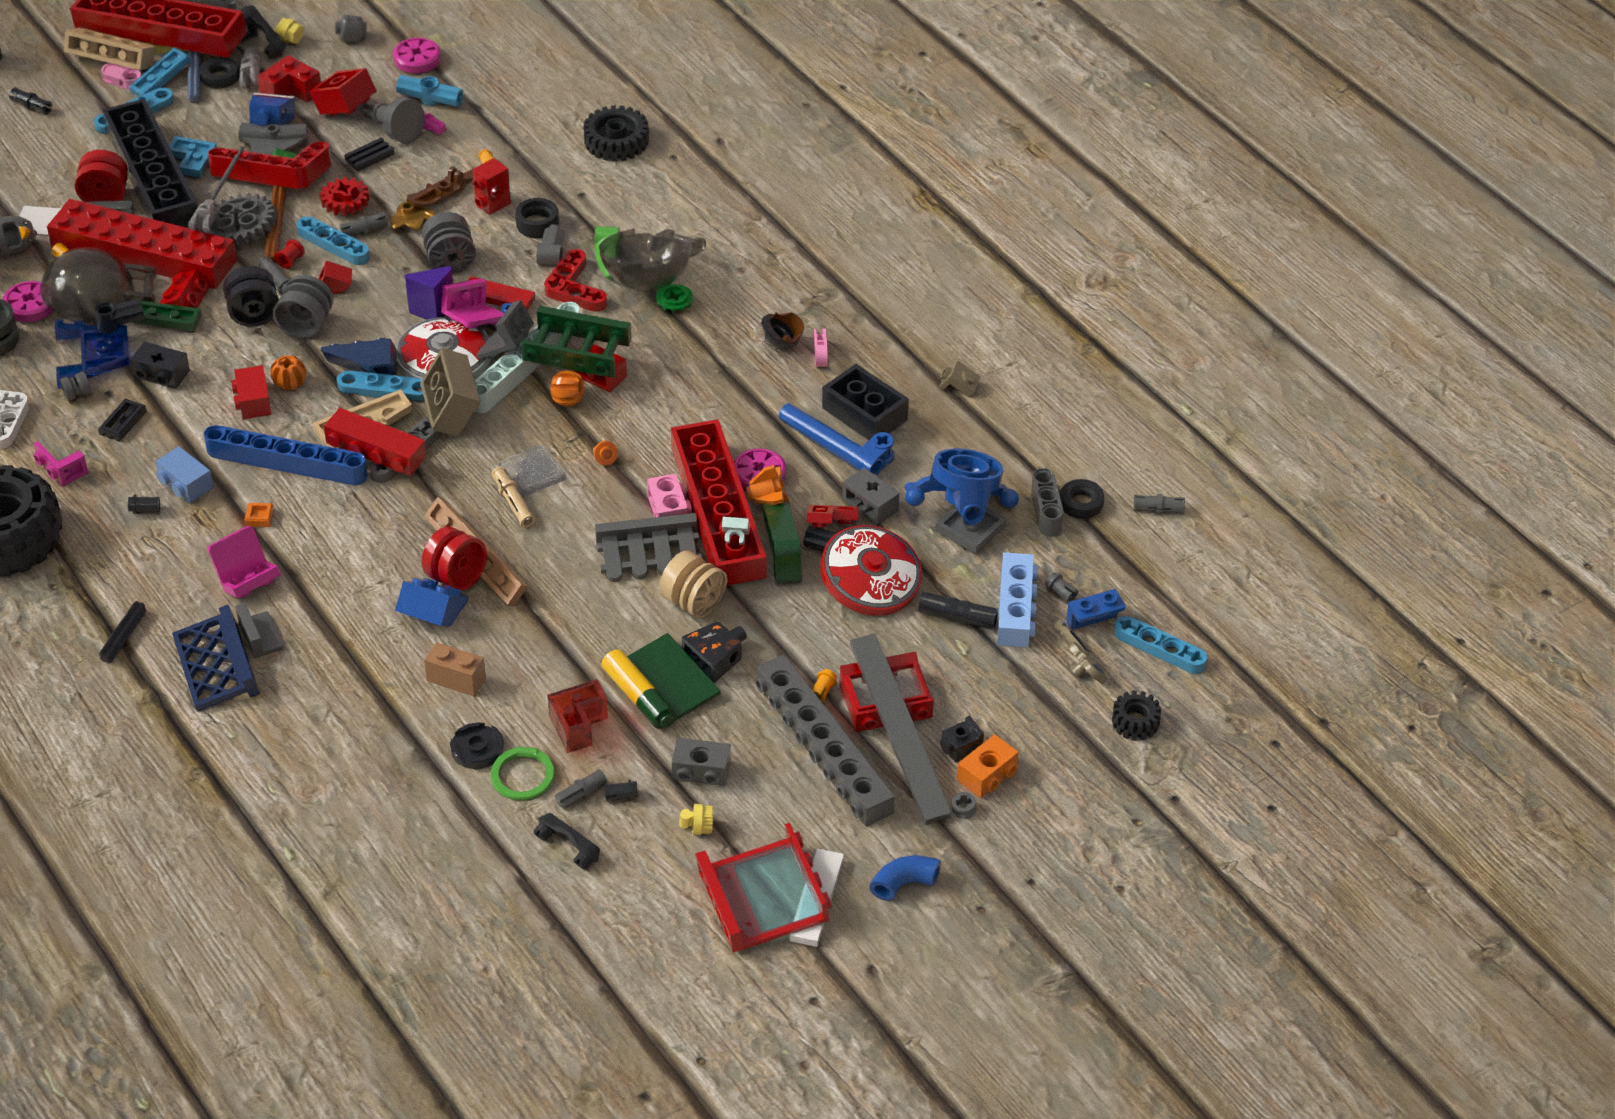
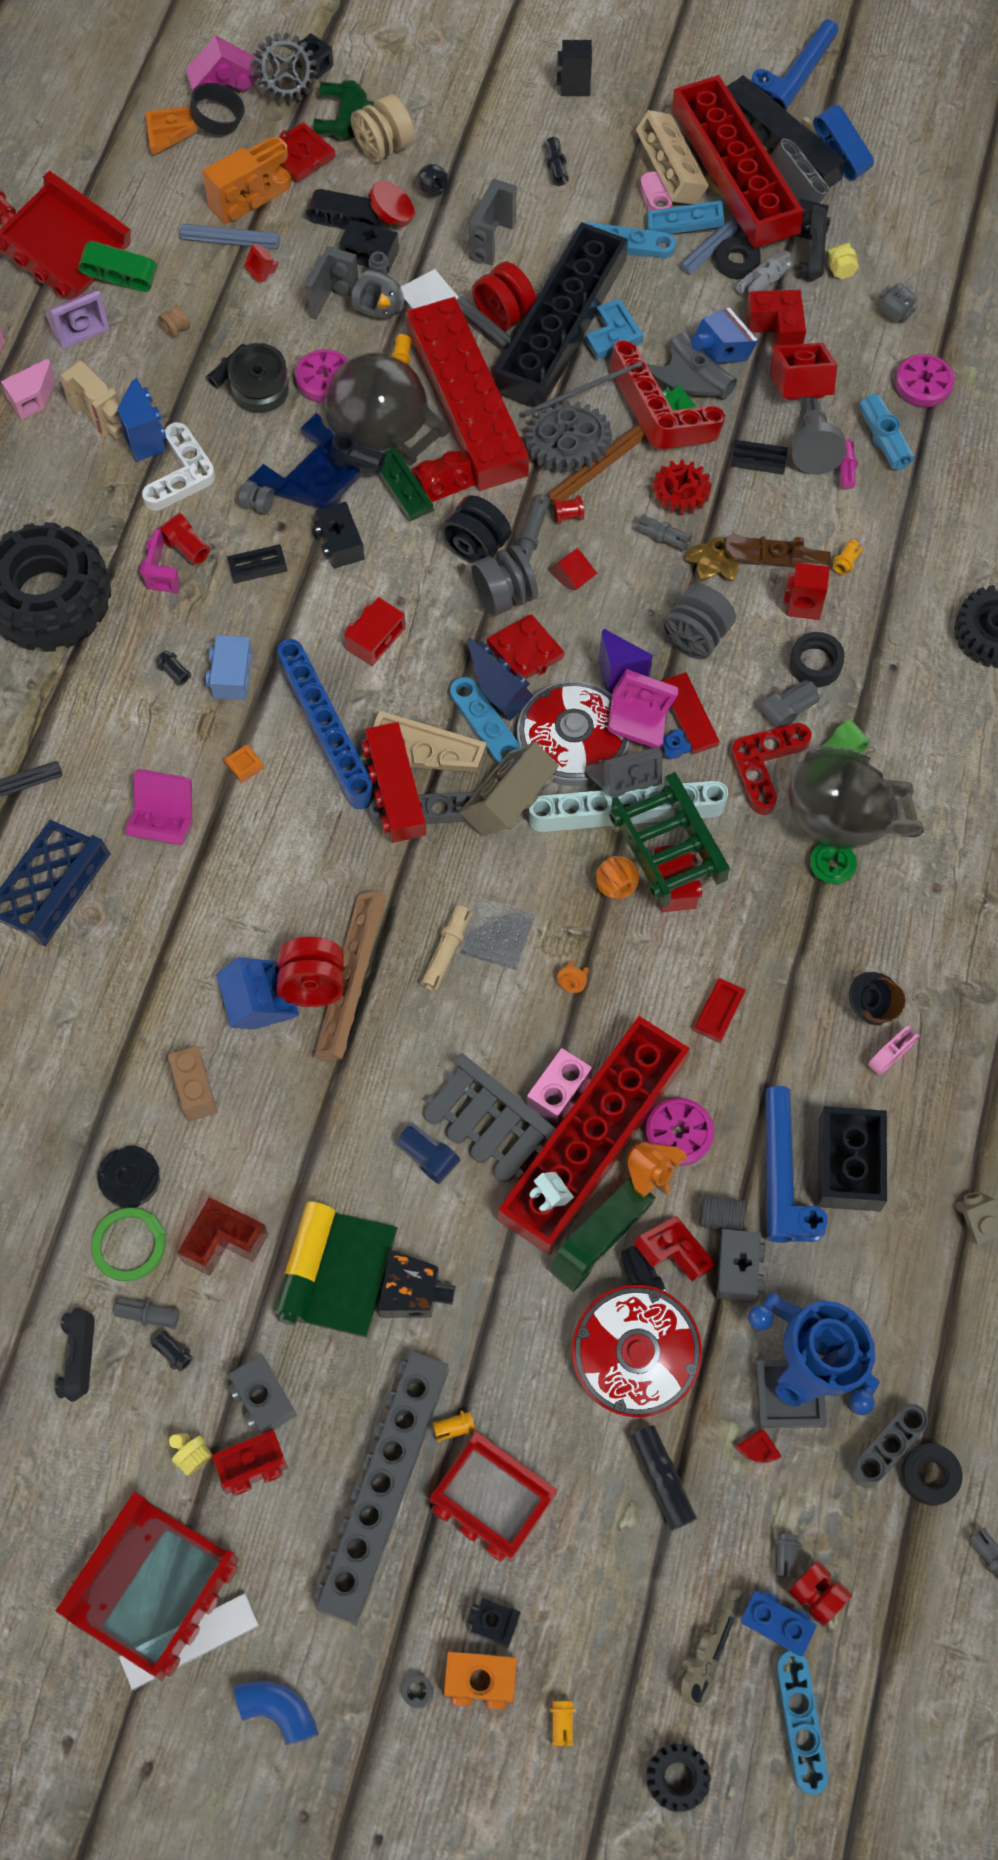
camera: 50 degrees right, 20 degrees up
(37, 153) = (494, 209): none -> dark grey panel
(56, 439) = (179, 534): none -> red piece
(204, 216) = (531, 410): light grey hinge -> none
(258, 632) = (107, 884): dark grey panel -> none
(288, 372) = (422, 638): orange piece -> none
(353, 252) = (624, 525): dark azure beam -> none
(357, 329) = (526, 647): none -> red plate
(644, 588) = (433, 1158): none -> dark blue piece
(692, 584) = (464, 1204): tan wheel -> none
(704, 404) = (719, 1010): none -> red tile
(738, 794) = (249, 1463): none -> red bracket
(830, 481) = (722, 1213): none -> dark grey piece
(900, 729) = (445, 1556): dark grey tile -> none
(987, 561) = (759, 1448): none -> red tile
(1015, 600) = (764, 1487): light blue brick -> none
(1049, 745) = (562, 1723): none -> light orange pin
(1095, 582) = (822, 1606): none -> red wheel

